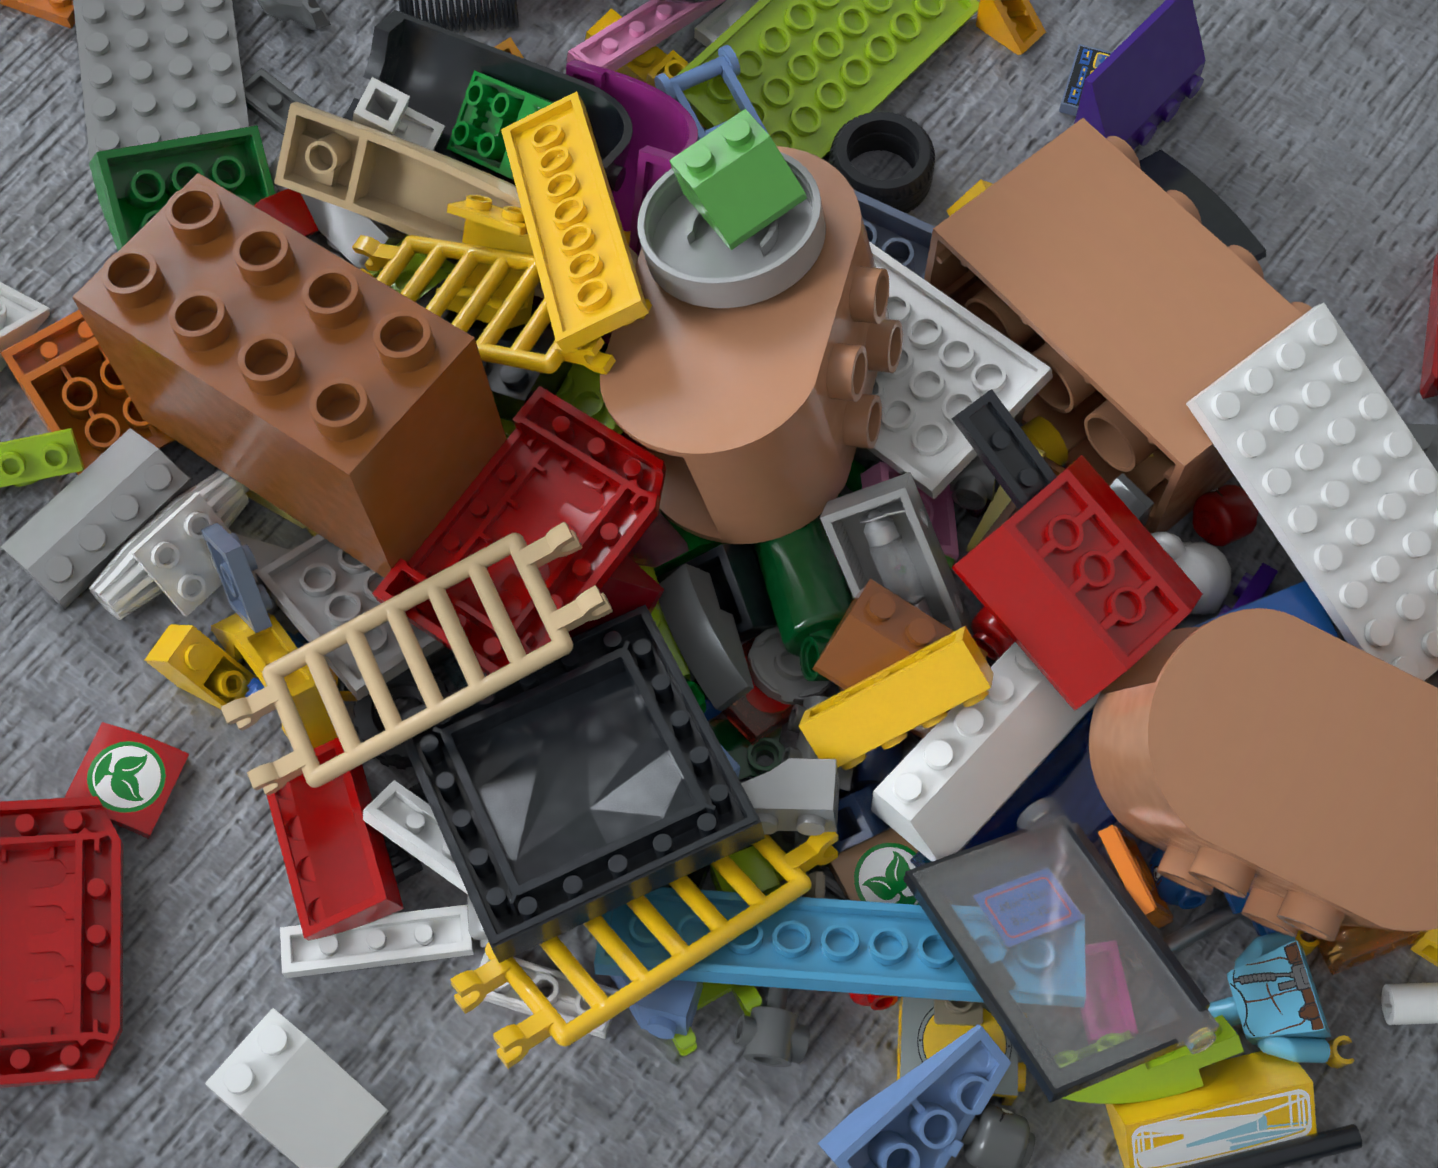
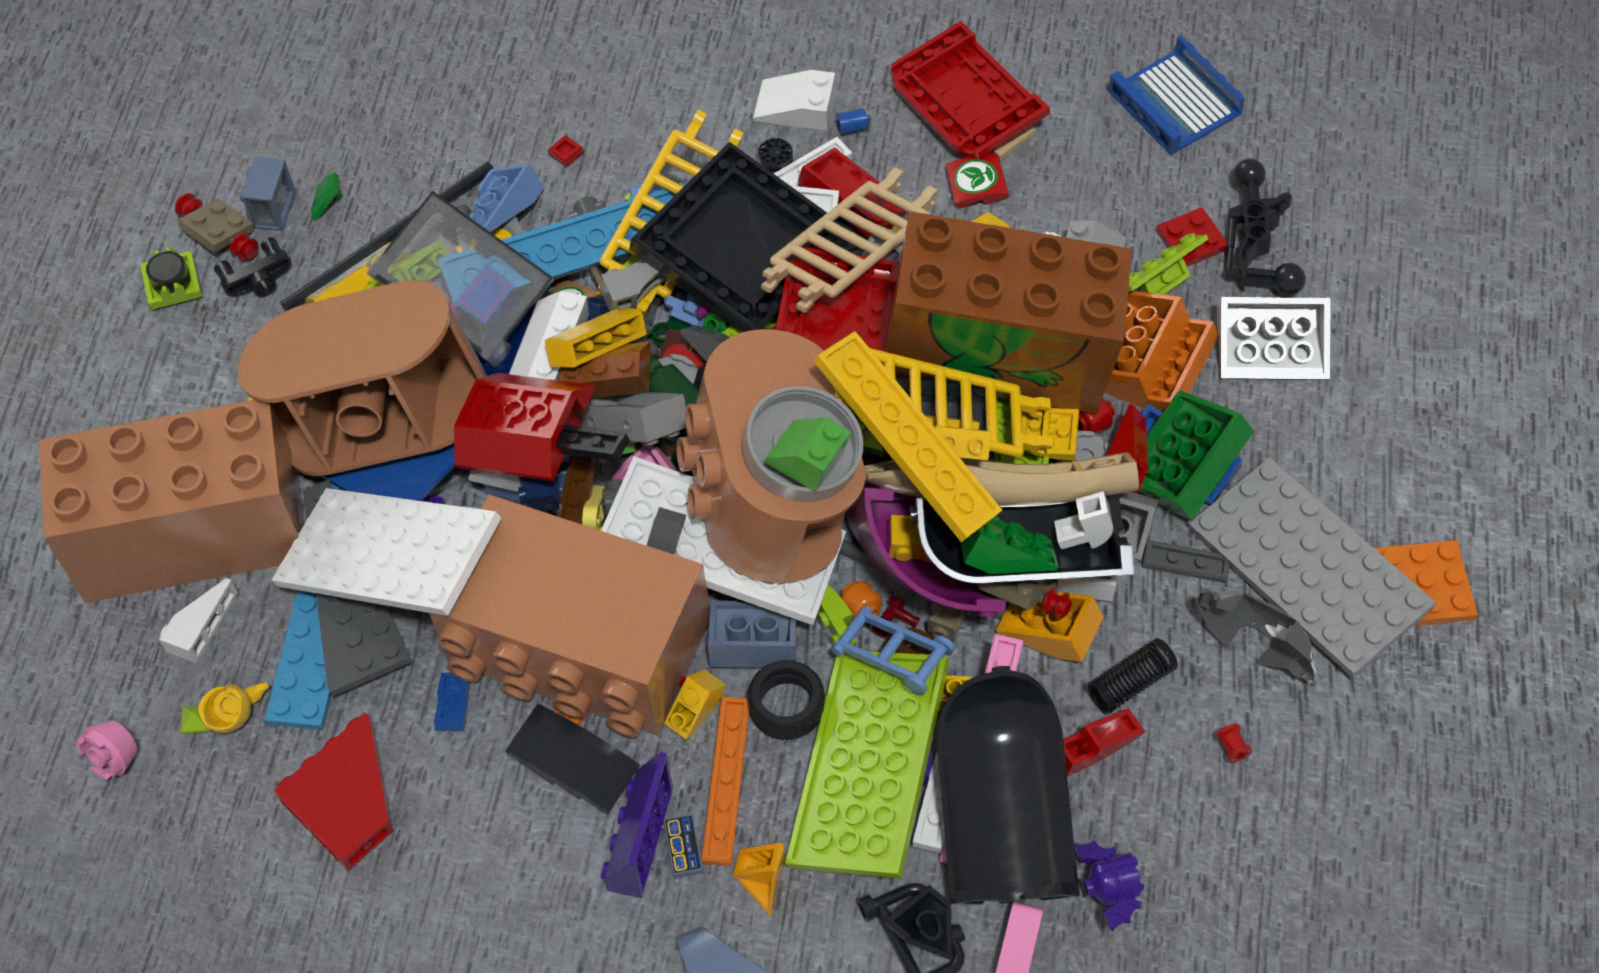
camera: 155 degrees right, 5 degrees down
(235, 999) = (852, 121): none -> blue piece
(404, 994) = (775, 154): none -> black wheel
(949, 345) = (666, 530): none -> dark grey slope
(1000, 125) = (726, 782): none -> orange tile

